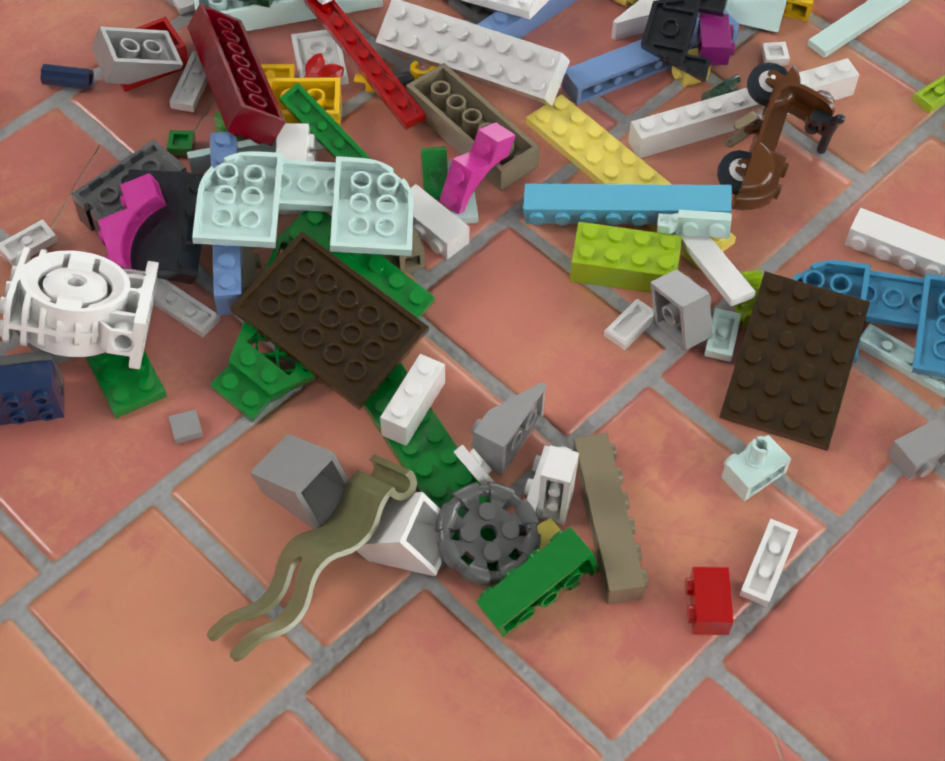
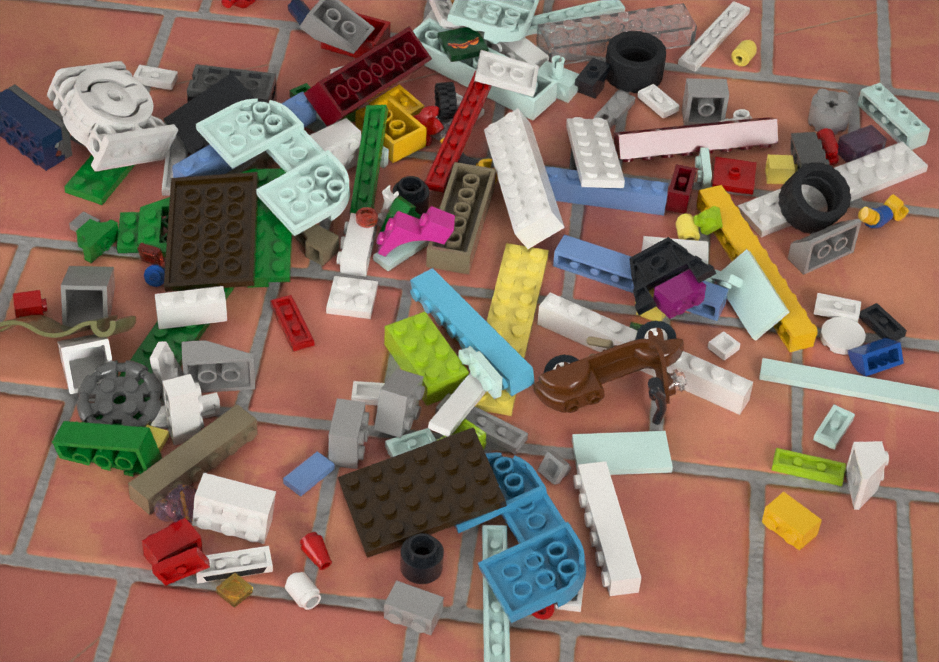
camera: 50 degrees right, 10 degrees down
(140, 199) = (211, 90): dark pink arch -> none
(222, 427) = (96, 238): none -> green brick
(268, 543) = (29, 303): none -> red brick
(291, 393) = (150, 254): none -> clear red tile
(315, 39) = (446, 100): none -> black tyre
(322, 406) = (154, 275): none -> blue plate
(404, 146) = (415, 192): none -> black piece
(410, 171) = (388, 200): none -> white brick
(419, 190) = (366, 217): none -> clear red tile
(483, 333) = (292, 323): none -> red tile
(491, 268) = (352, 297): none -> white plate
(666, 569) = (177, 504): none -> hair
(683, 371) = (348, 433): none -> light grey brick
(693, 434) = (308, 473): none -> medium blue tile
(716, 518) = (233, 508): none -> white brick
(744, 617) = (181, 566): none -> red plate
(755, 467) = (305, 515): light aqua brick -> none
(767, 258) = (496, 430): none -> light grey plate
(799, 484) = (315, 549): none -> red cone
(802, 579) = (234, 590): none -> clear yellow plate
(829, 248) = (554, 467): none -> light grey tile
(841, 195) = (624, 451): none -> light aqua tile
(844, 523) = (303, 590): none -> white brick
(869, 408) = (421, 559): none -> black piece
(919, 45) = (834, 427): none -> light aqua plate

